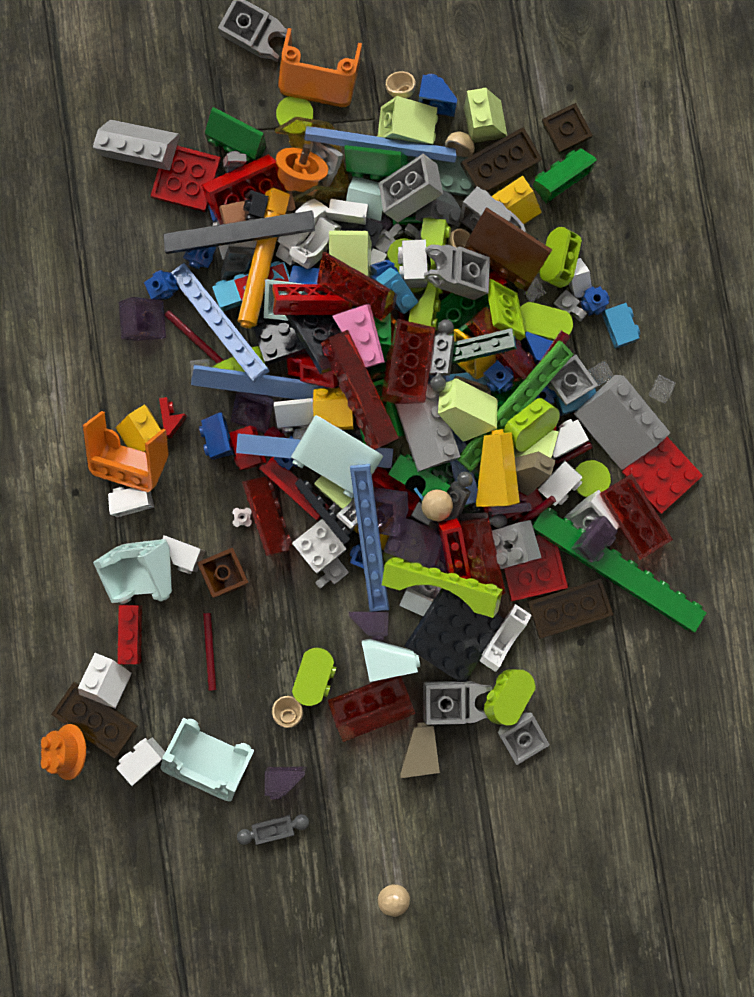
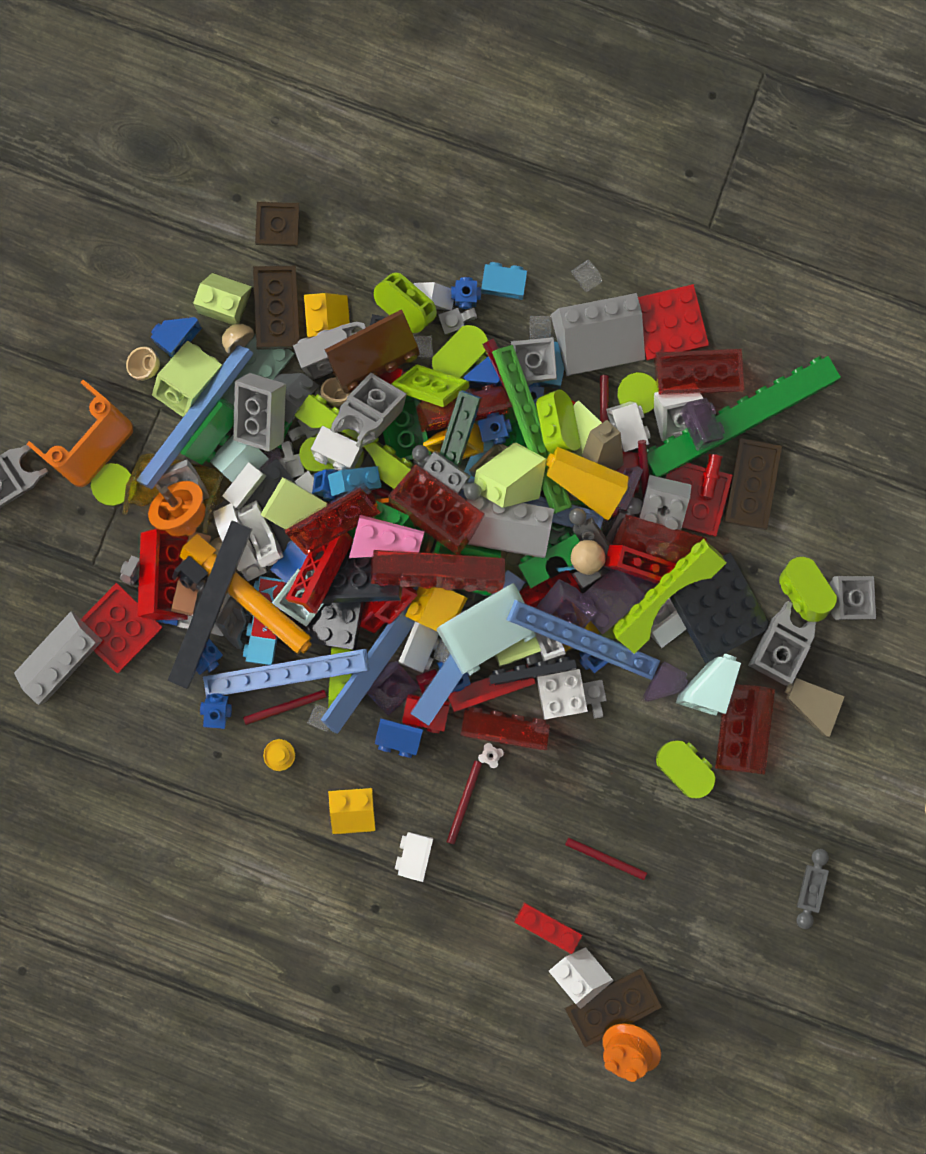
camera: 65 degrees left, 0 degrees up
(120, 463) = (375, 844): orange windscreen -> none
(136, 570) = (489, 884): light aqua windscreen -> none
(140, 762) = (679, 981): white brick -> none
(142, 319) = (238, 749): clear purple slope -> none
(154, 353) = (279, 755): none -> yellow plate
(170, 422) = (358, 776): red slope -> none
(184, 555) = (499, 831): white slope -> none
(194, 516) = (464, 802): none -> dark red bar
(205, 761) = (712, 918): light aqua windscreen -> none
(223, 573) = (538, 802): reddish brown slope -> none
(234, 135) = (105, 557): green slope -> none
(281, 780) = (770, 852): clear purple slope -> none
(287, 711) = (706, 813): tan piece -> none
(504, 637) = (747, 562): white arch -> none
(557, 570) = (711, 476): none -> red pin
(564, 174) = (322, 253): green slope -> none
(569, 437) = (588, 392): white slope -> none

